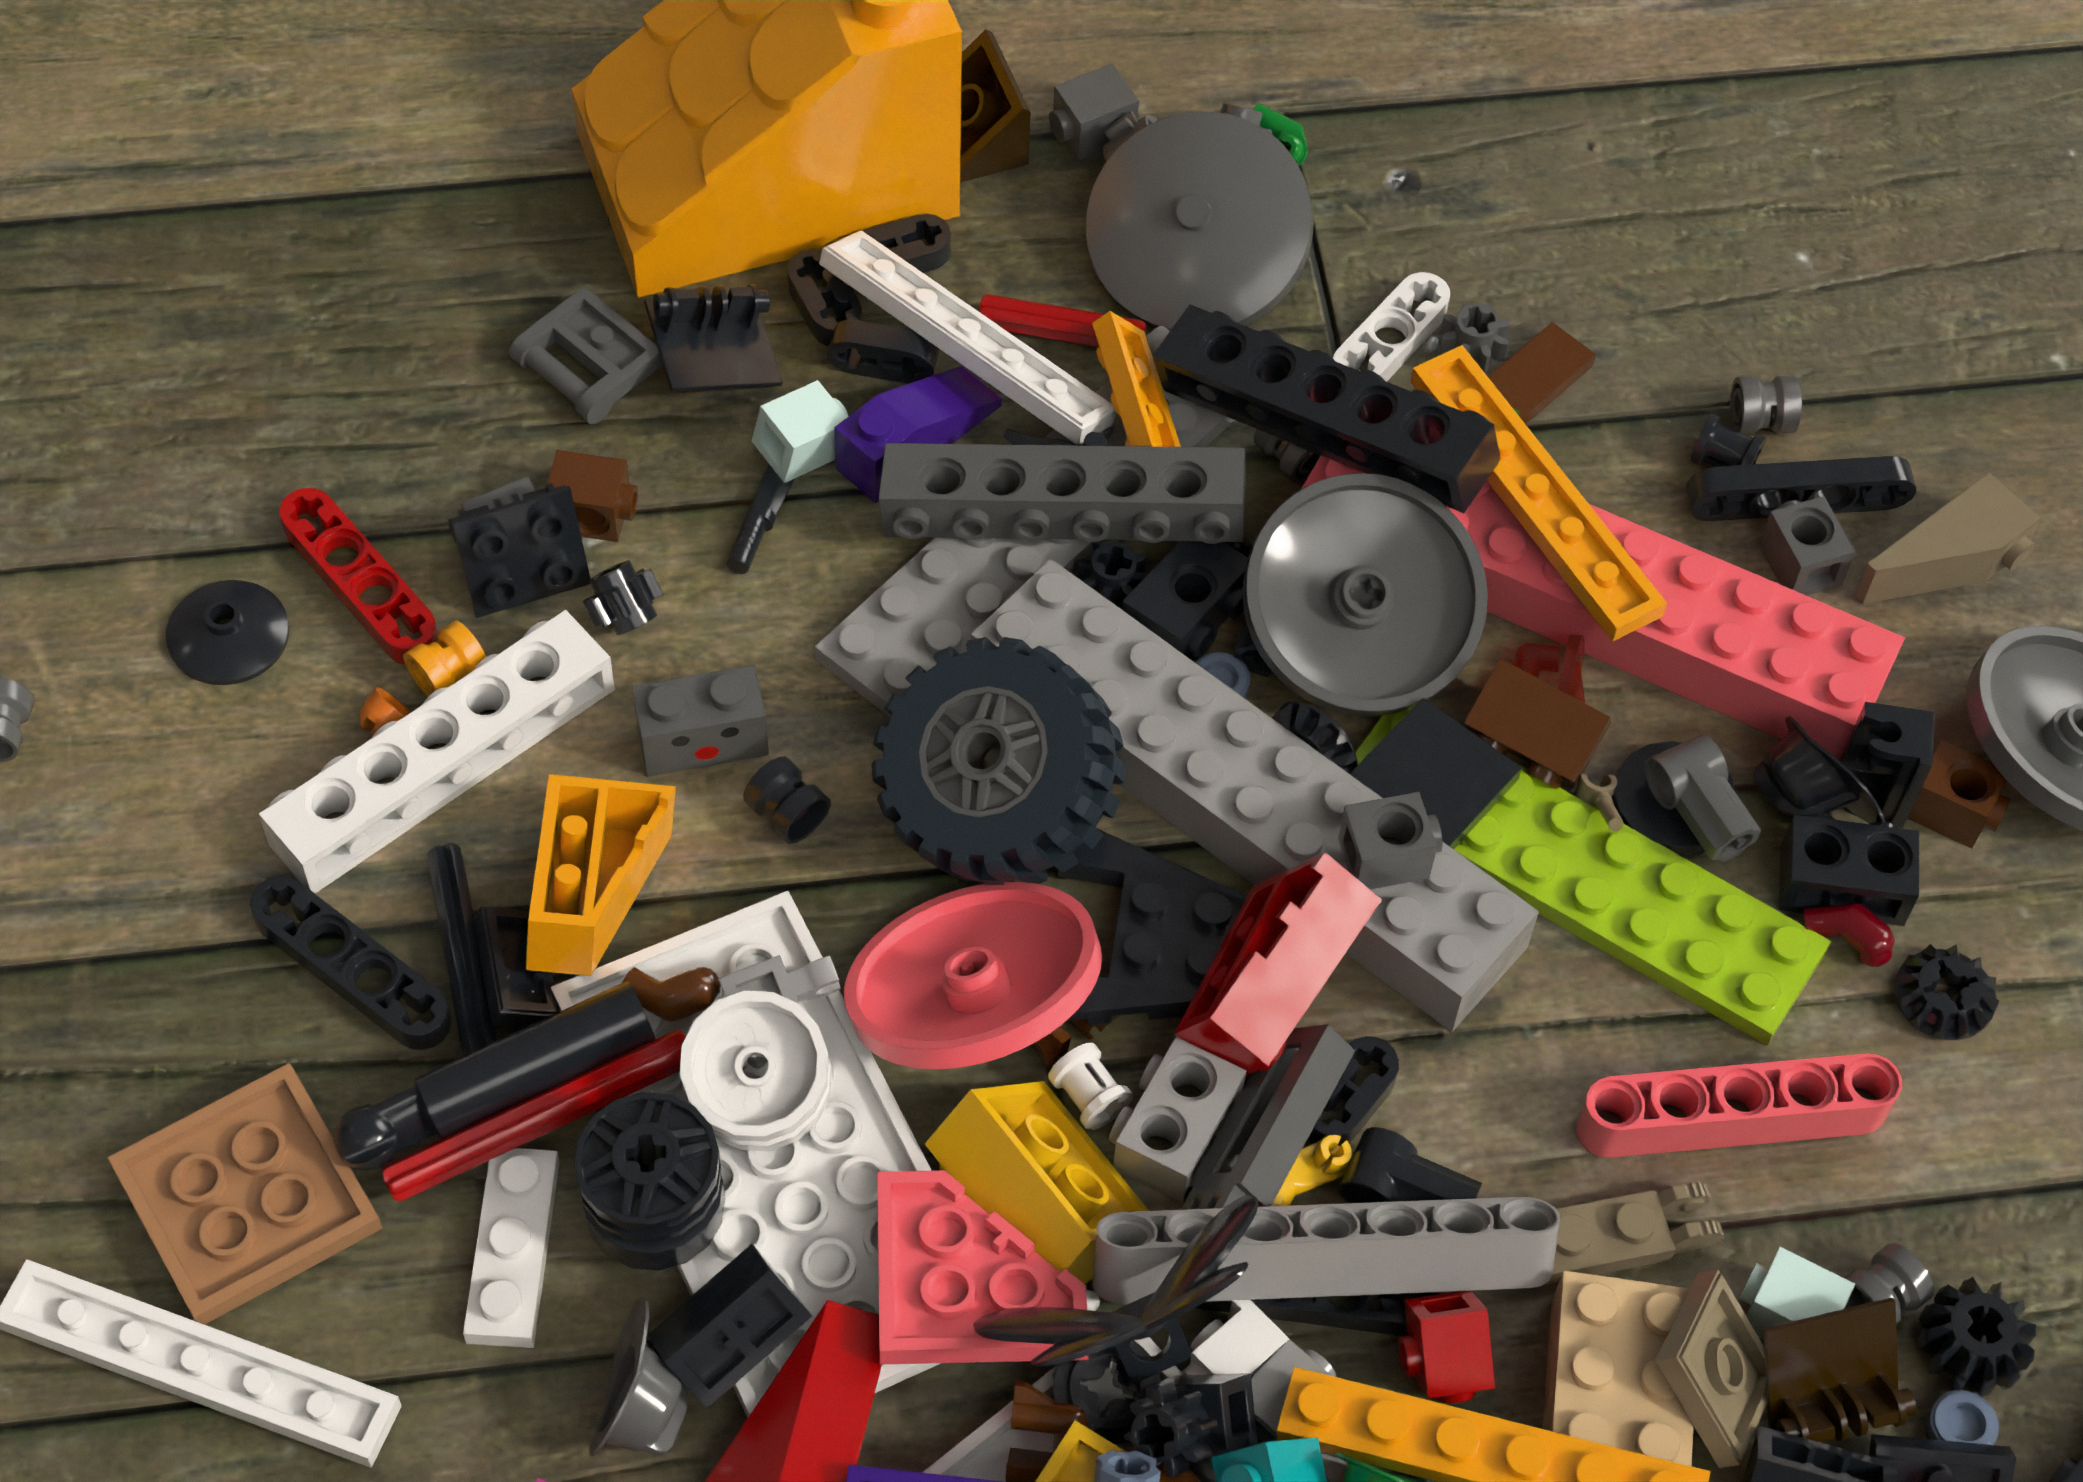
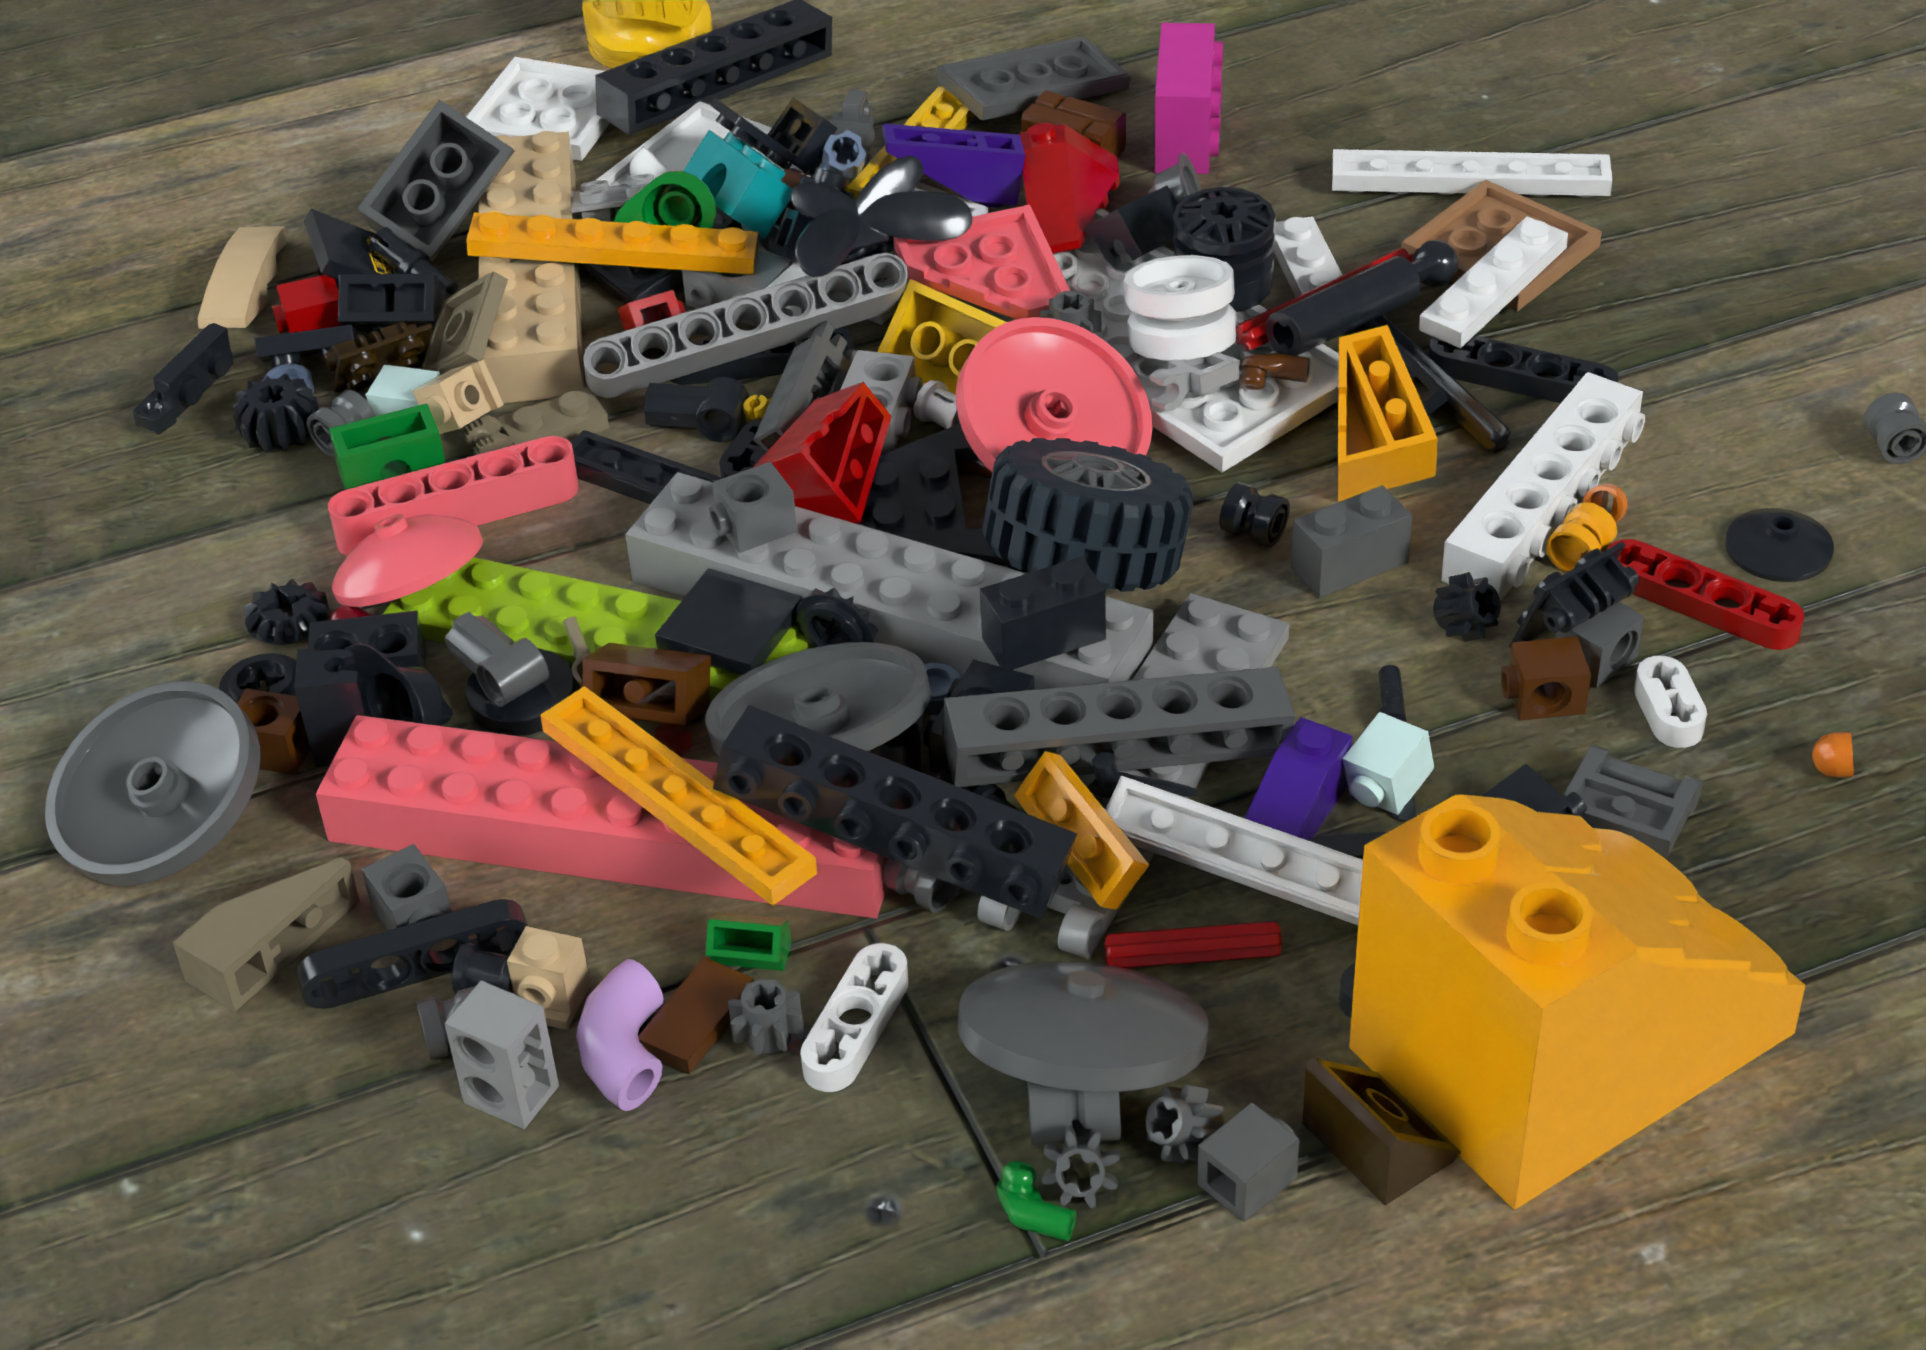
camera: 170 degrees right, 15 degrees down
(309, 1081) = (1493, 282): none -> white plate
(360, 348) = (1834, 755): none -> orange hinge
(464, 454) = (1658, 704): none -> white beam
(908, 1127) = (1075, 309): none -> dark grey gear
(1106, 589) = (1043, 614): none -> black piece
(1486, 1097) = (626, 467): none -> black tile
(1619, 356) = (610, 1035): none -> lavender cylinder
(1679, 406) = (550, 972): none -> tan brick
(1724, 324) = (502, 1054): none -> light grey brick
(1735, 1239) = (459, 396): none -> tan brick
(1767, 974) = (404, 558): none -> coral dish
(1858, 1184) = (365, 461): none -> green brick
(1983, 863) = (274, 668): none -> black gear

